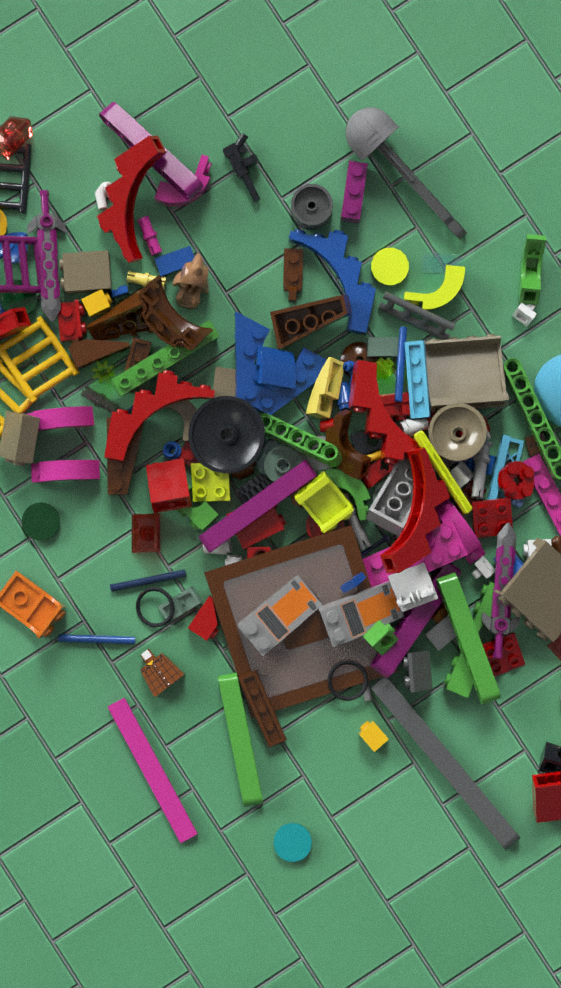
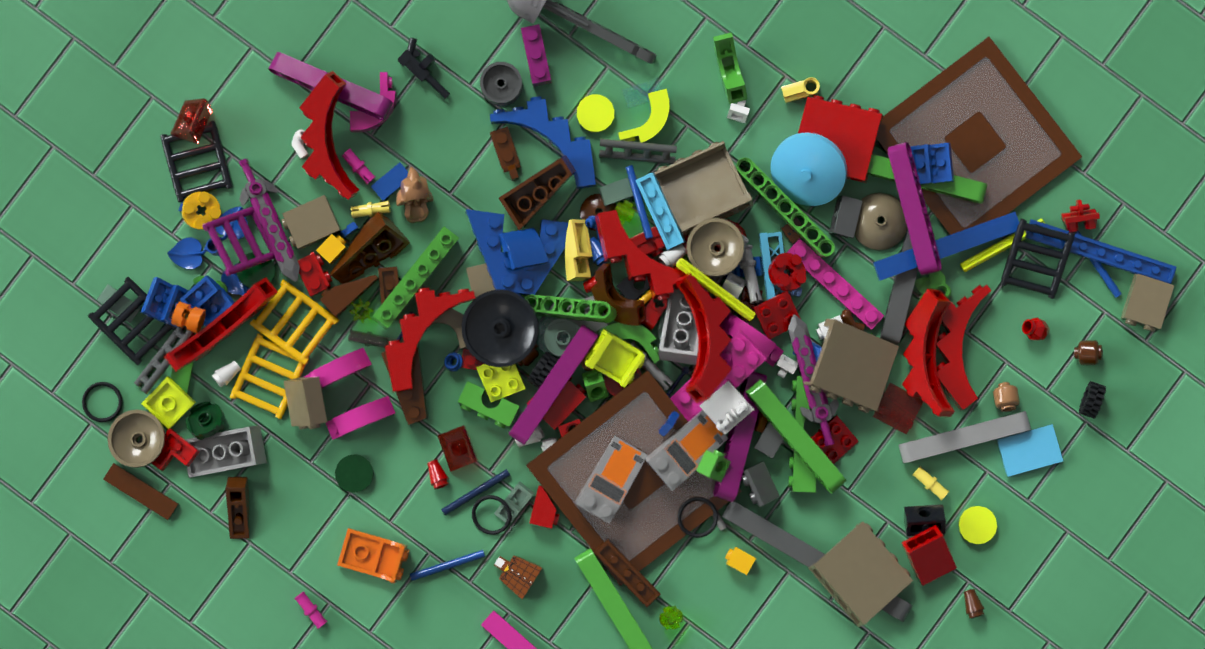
camera: 20 degrees left, 0 degrees up
(118, 552) = (437, 475): none -> red cone
(165, 320) = (404, 242): reddish brown windscreen -> none
(168, 485) = (462, 396): red panel -> none
(288, 765) = (671, 617): none -> clear neon green gear
(296, 521) = (594, 385): none -> bright green brick
(482, 791) = (861, 574): none -> dark tan panel

